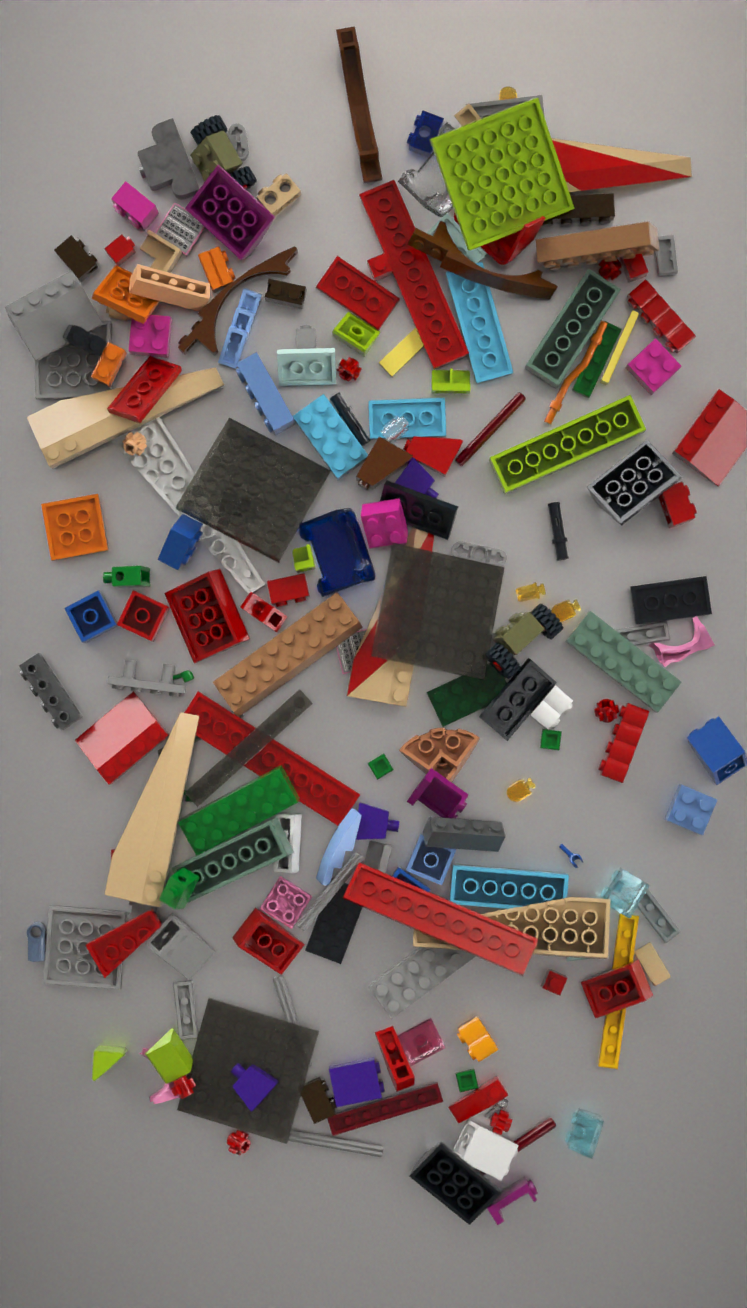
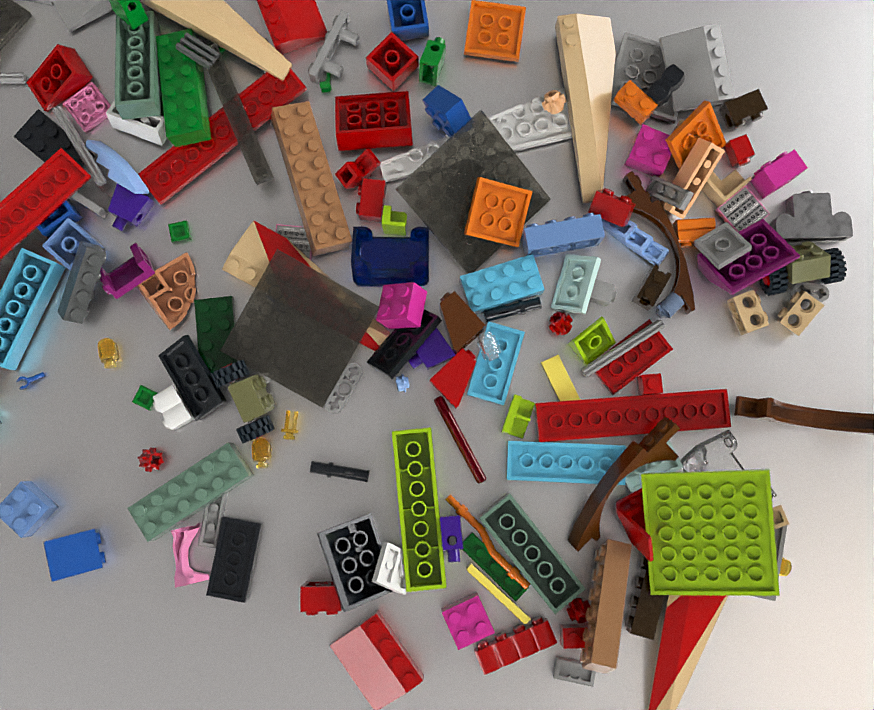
camera: 105 degrees right, 5 degrees down
(144, 389) = (601, 125): red tile -> none
(190, 305) = (669, 193): none -> light grey tile
(198, 787) = (198, 48): none -> dark grey tile
(222, 354) = (611, 207): none -> red brick
(227, 239) = (722, 245): none -> light grey plate
(264, 142) = (804, 316): none -> tan brick
(264, 461) = (498, 212): none -> orange plate
(300, 271) = (669, 305): none -> sand blue piece
(353, 303) = (622, 348): none -> light grey axle
(428, 122) = (779, 473): clear blue brick -> none
(456, 499) = (402, 383): none -> light blue plate
(574, 406) = (452, 527): none -> dark purple torso
(624, 743) = (112, 464): red brick -> none
(630, 450) = (390, 568): none -> white wing

